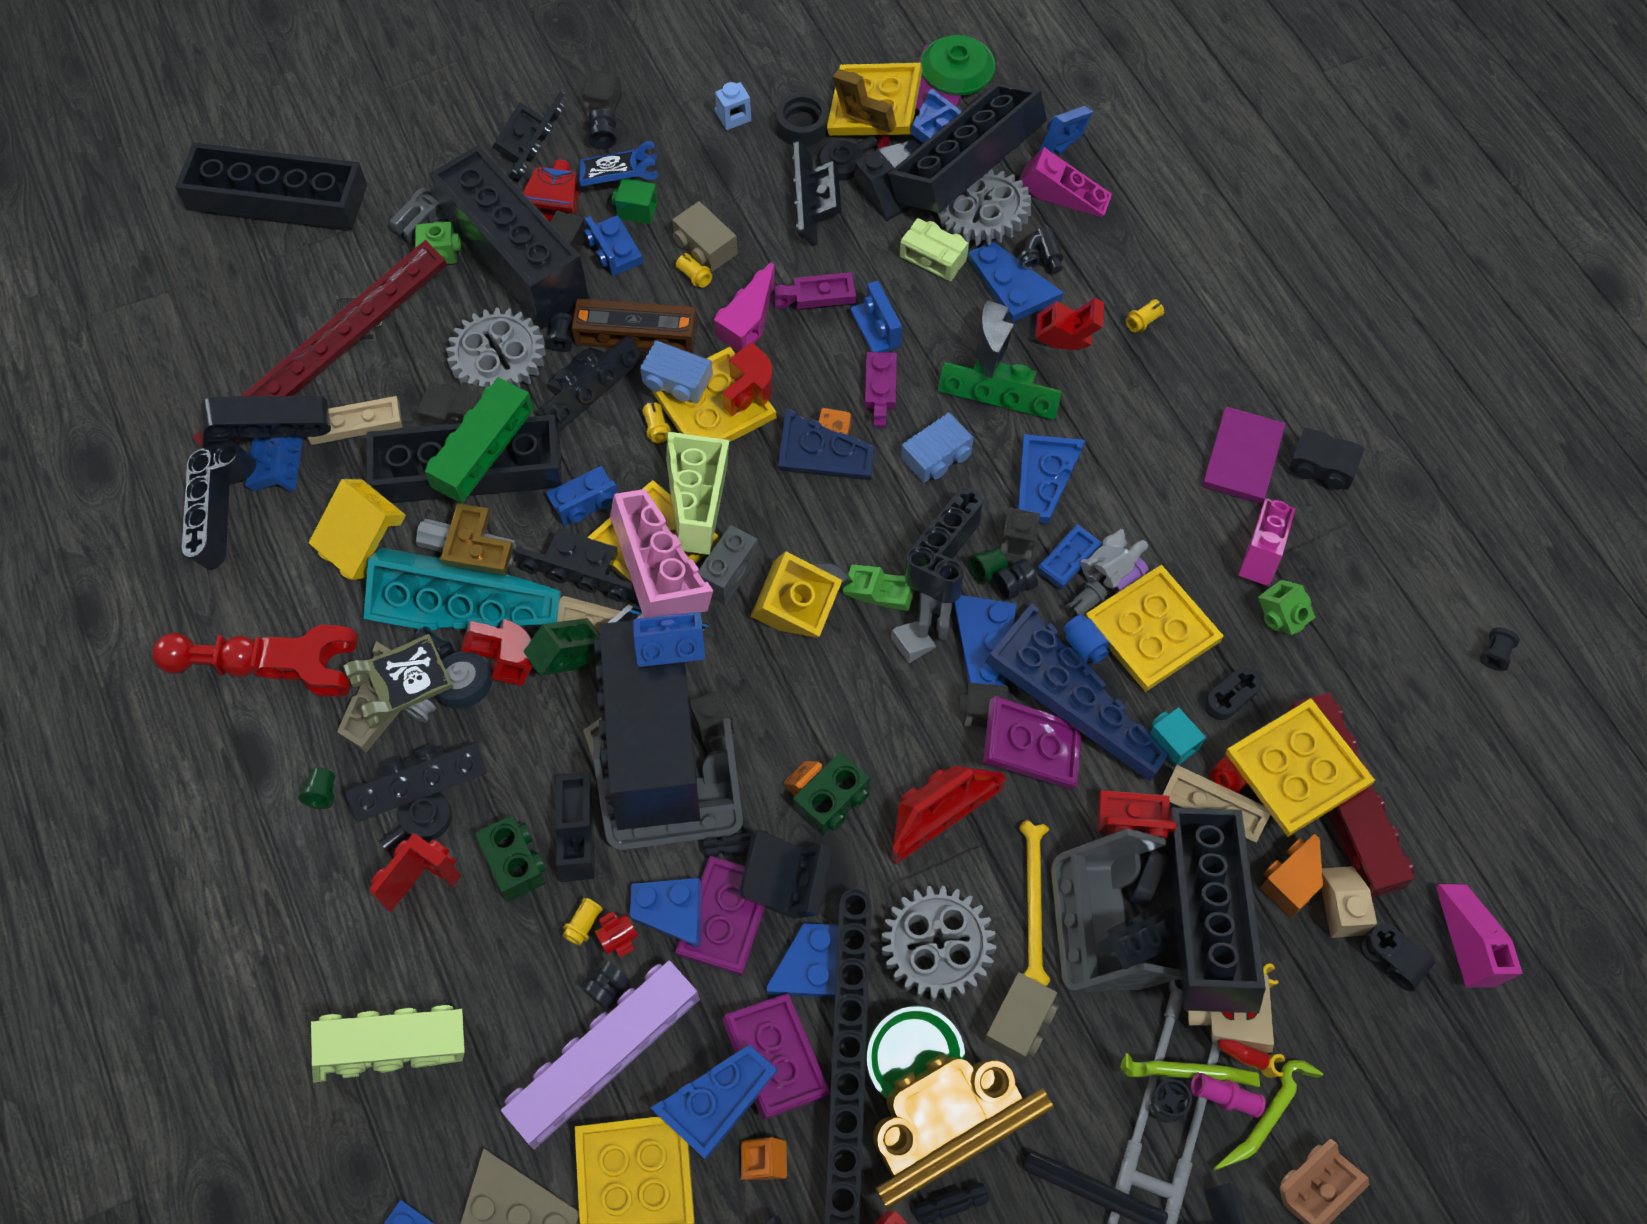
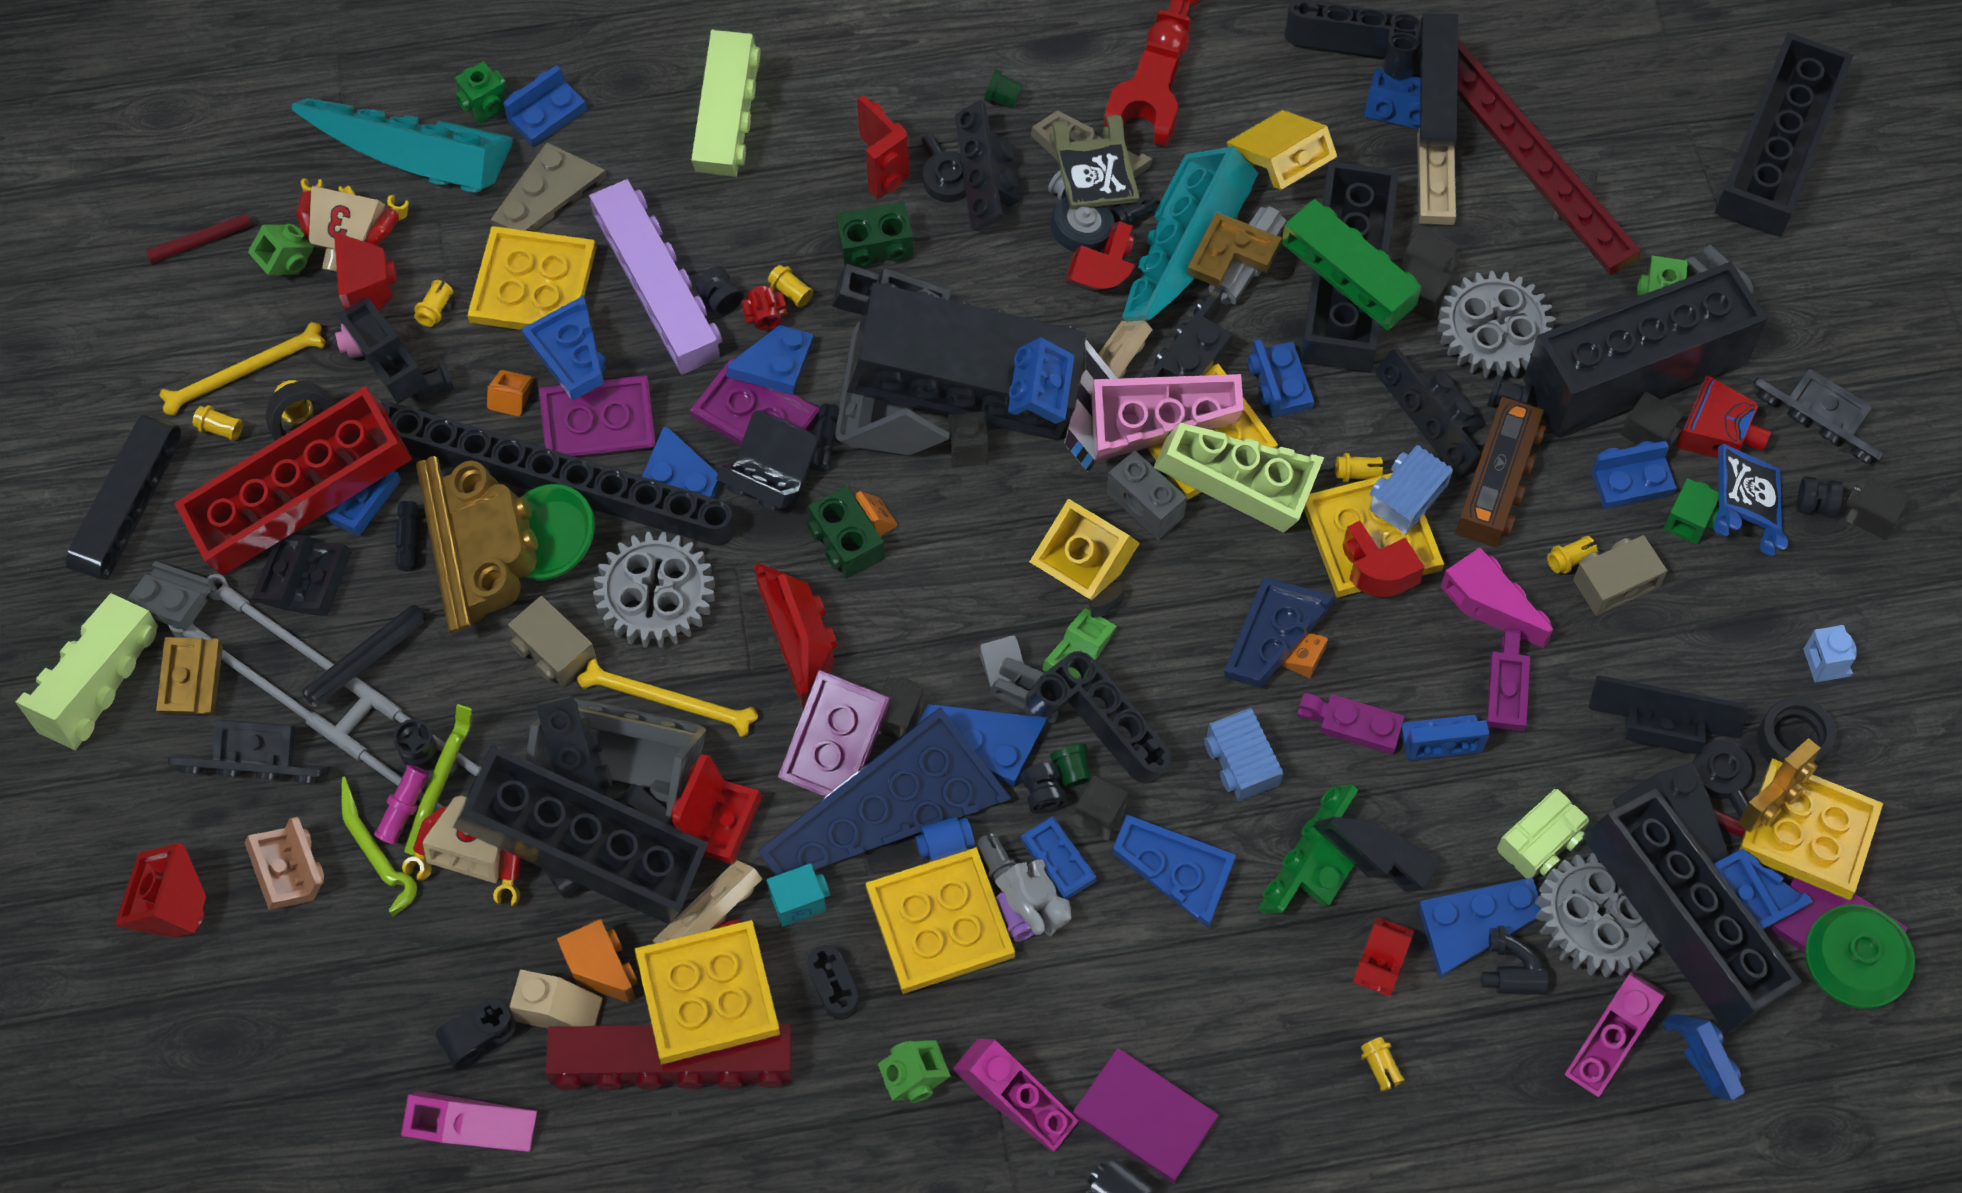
camera: 105 degrees right, 0 degrees up
(562, 646) = (1084, 307): dark green brick -> none

